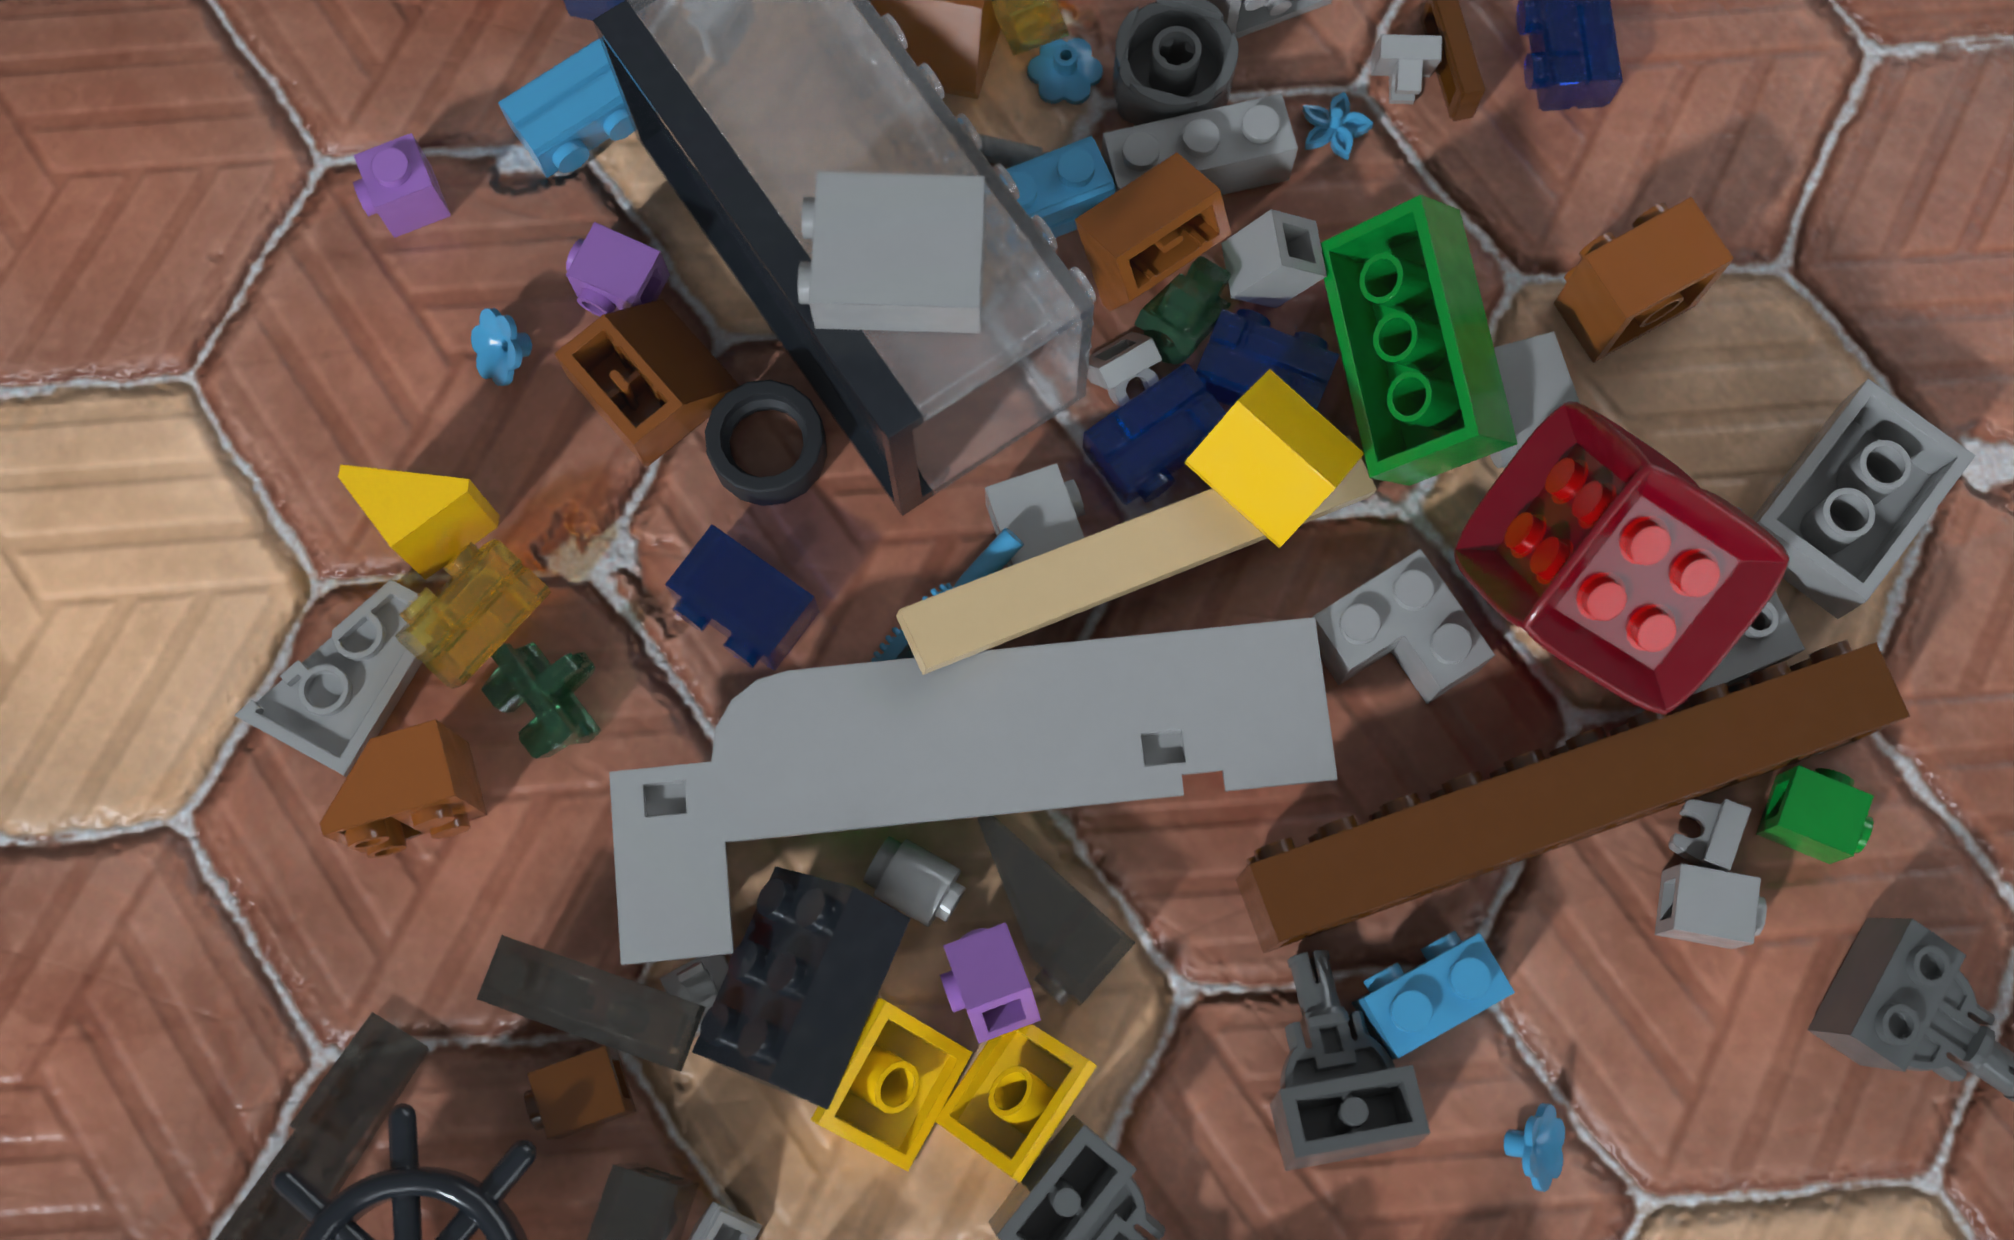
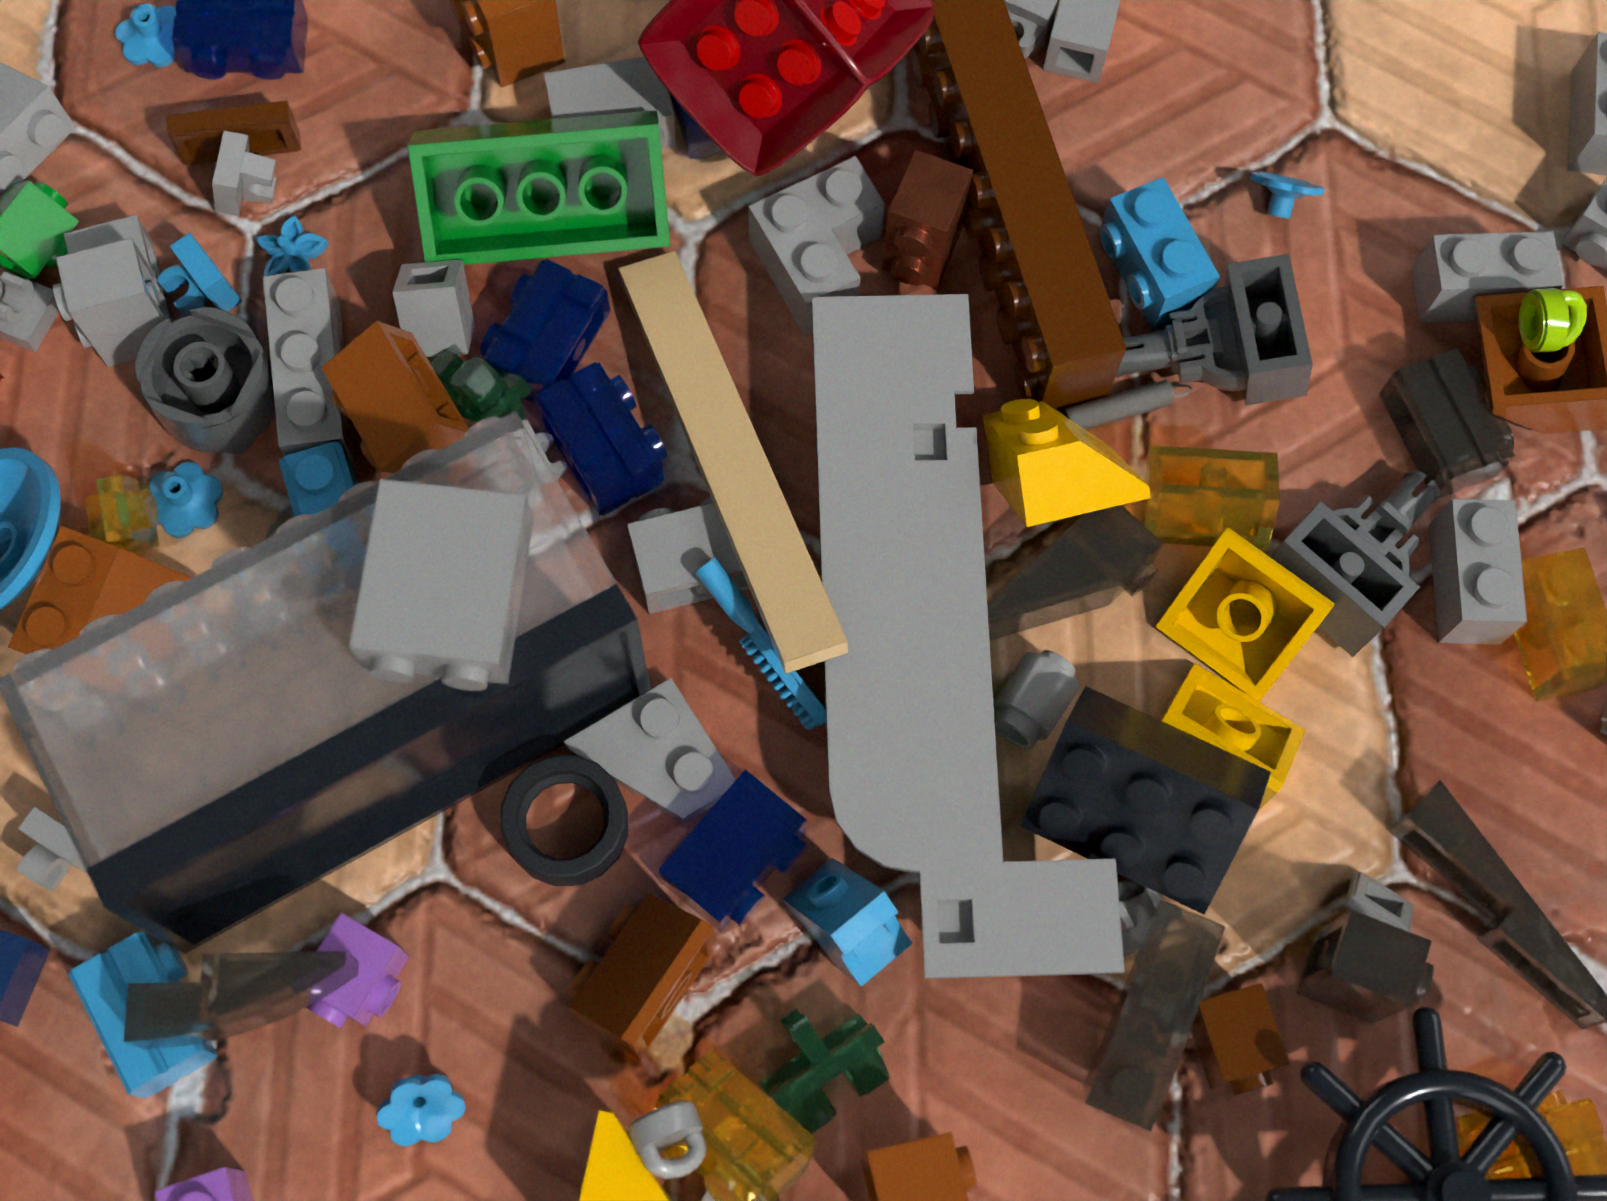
camera: 90 degrees left, 5 degrees down
(455, 538) = (665, 1129): none -> light grey tile
(573, 163) = (232, 996): none -> clear smoke slope
(616, 522) = (643, 973): none -> dark orange slope
(646, 376) = (480, 940): dark orange slope -> none
(675, 706) = (849, 920): none -> dark azure brick
(841, 524) = (658, 753): none -> light grey wing
(989, 982) = (1136, 631): medium lavender brick -> none
(1143, 1054) = (1209, 490): none -> clear yellow brick
(1160, 891) = (1053, 465): none -> yellow slope
(1252, 963) = (1123, 404): none -> light grey piece
(1274, 458) = (648, 320): yellow slope -> none
(1290, 49) = (200, 275): none -> dark azure tile
(1429, 735) = (926, 219): none -> copper brick

